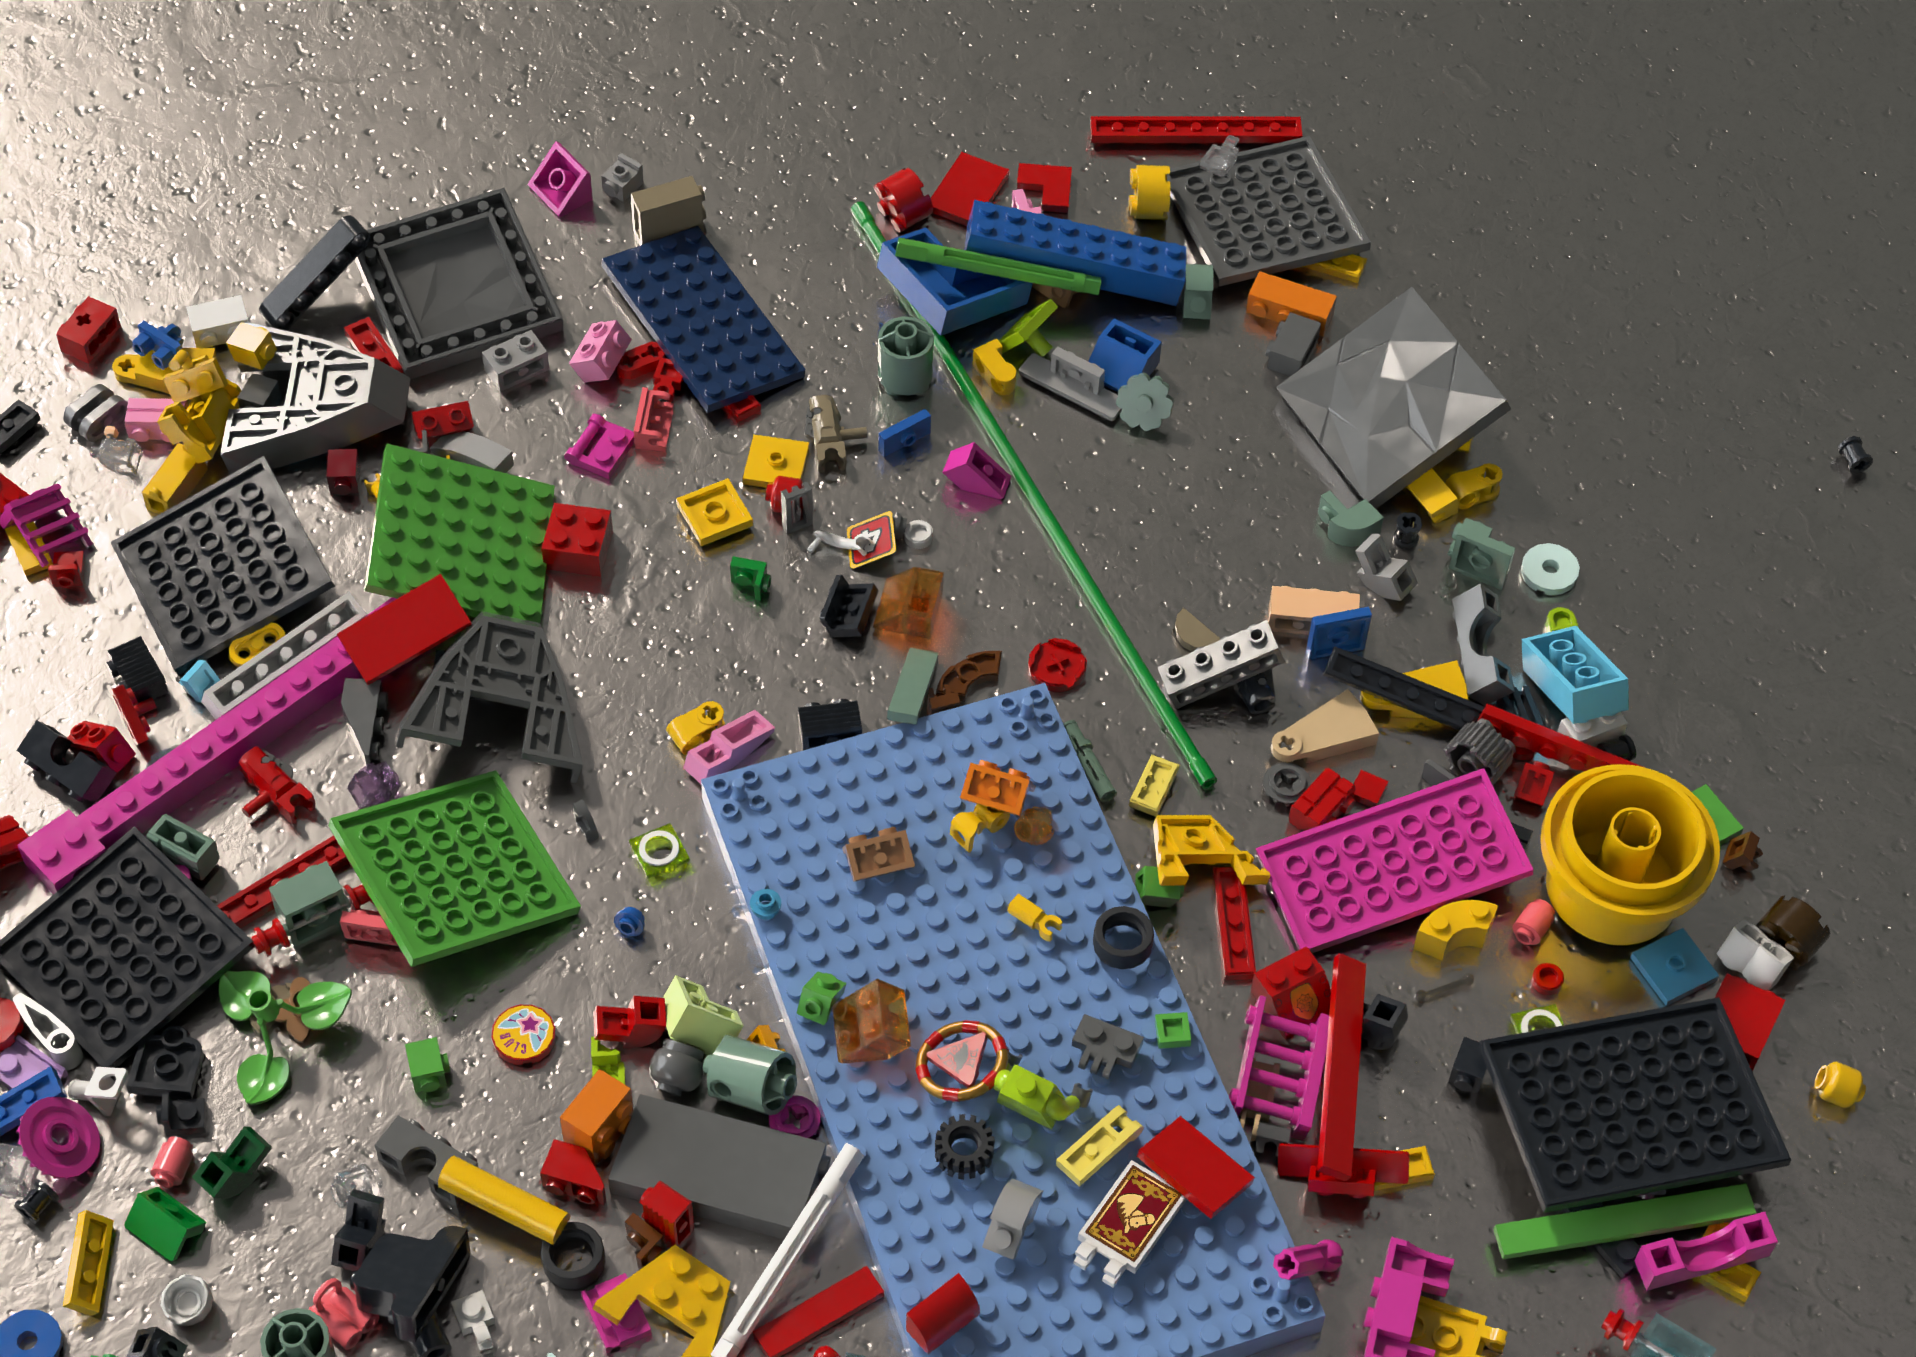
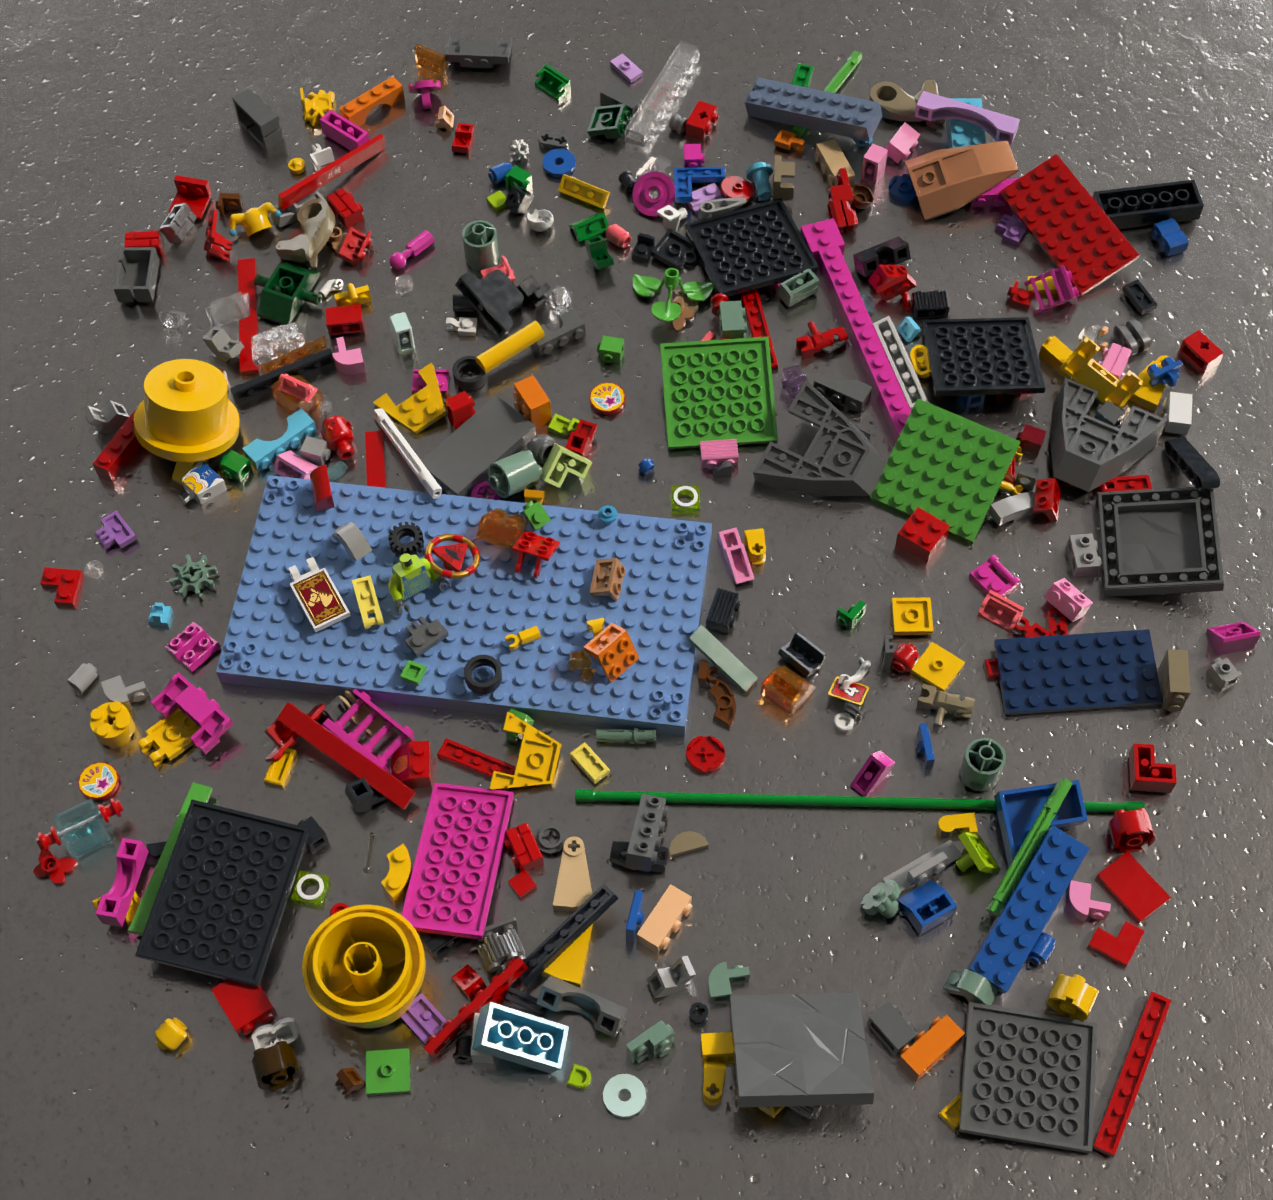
camera: 120 degrees right, 5 degrees up
(192, 379) = (1122, 369): yellow plate -> none
(251, 346) = (1138, 409): yellow brick -> none
(404, 629) = (884, 414): red tile -> none
(560, 834) = (718, 451): none -> bright pink brick
(572, 1173) = (506, 387): red slope -> none
(812, 207) = (1148, 775): none -> red brick
(884, 958) = (537, 546): none -> red plate
(1195, 1167) = (325, 639): red tile -> none
(1221, 159) = (1087, 1063): clear plate -> none
(1308, 1259) = (248, 677): dark pink piece -> none
(1674, 966) = (295, 996): dark azure plate -> none

